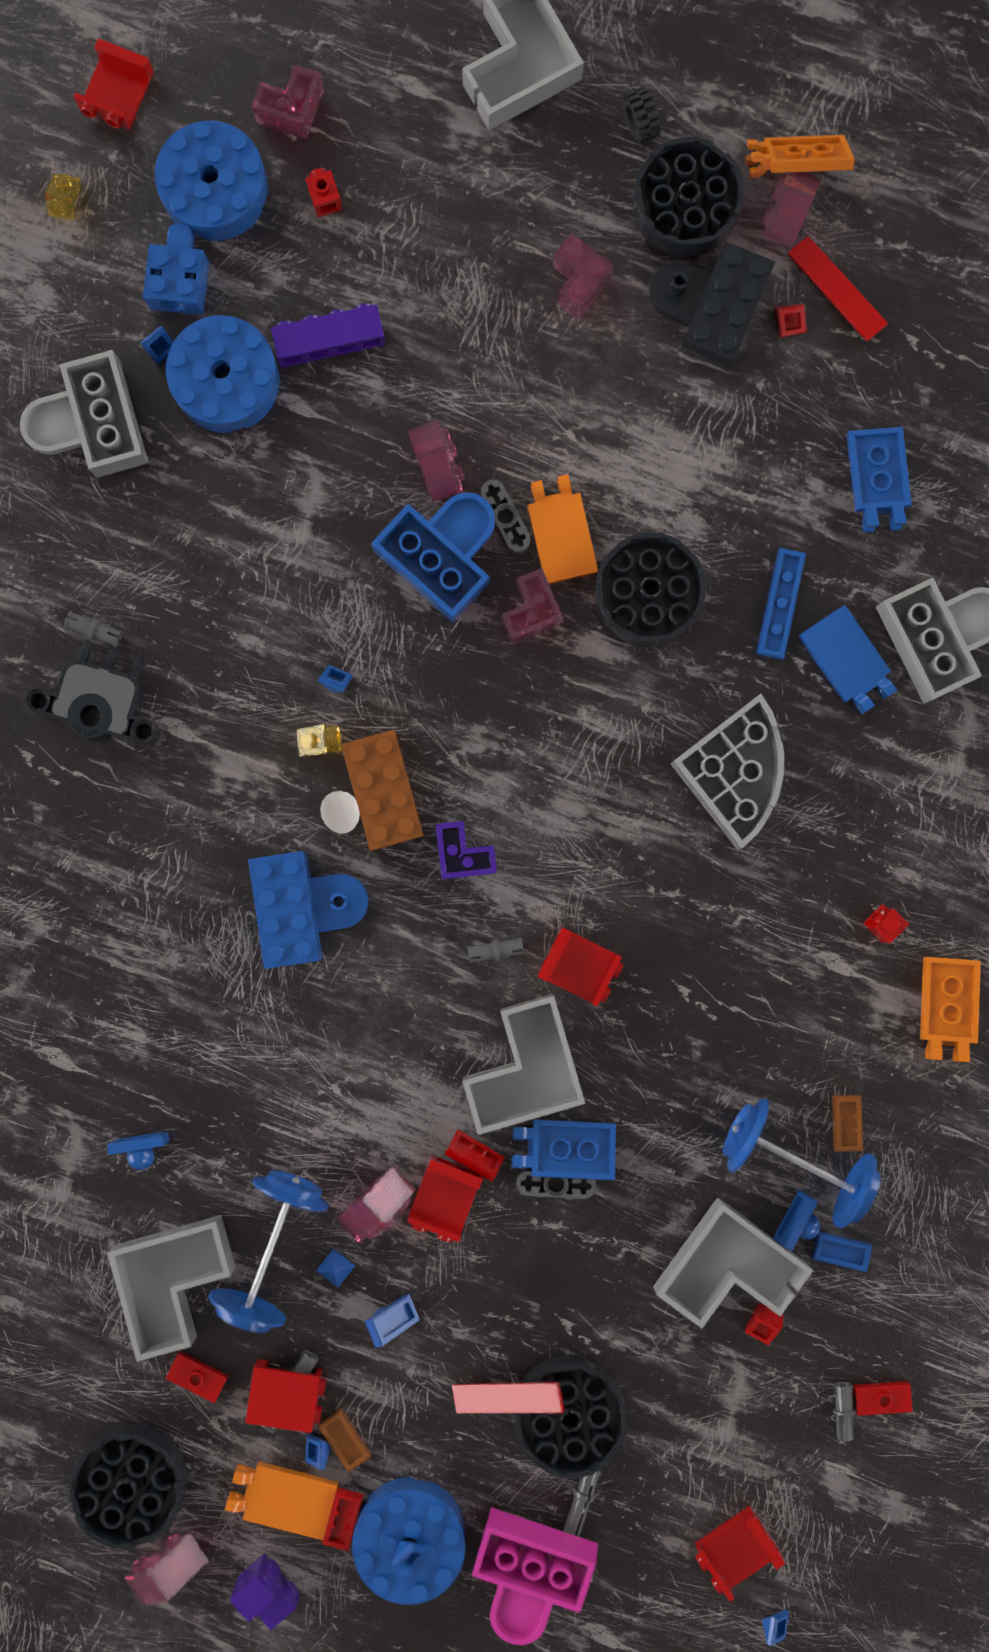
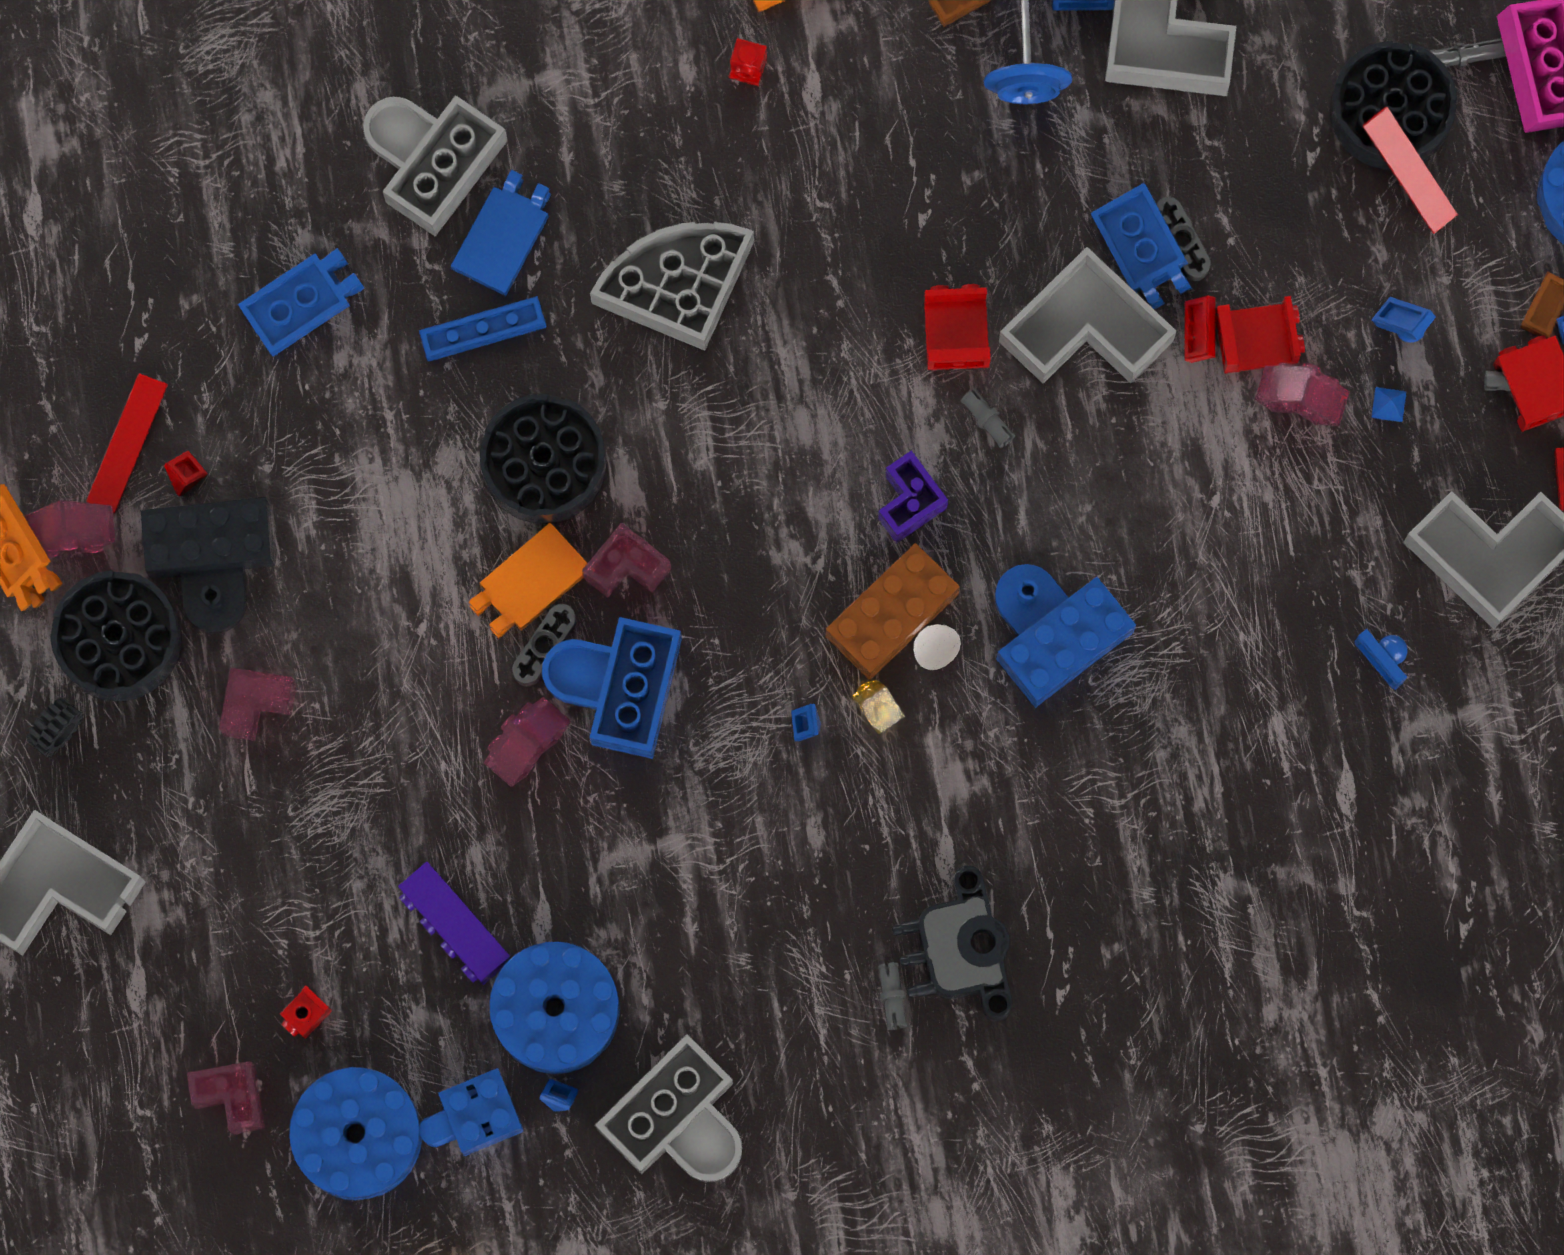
camera: 115 degrees left, 10 degrees down
(246, 1309) = (1474, 458): blue axle -> none

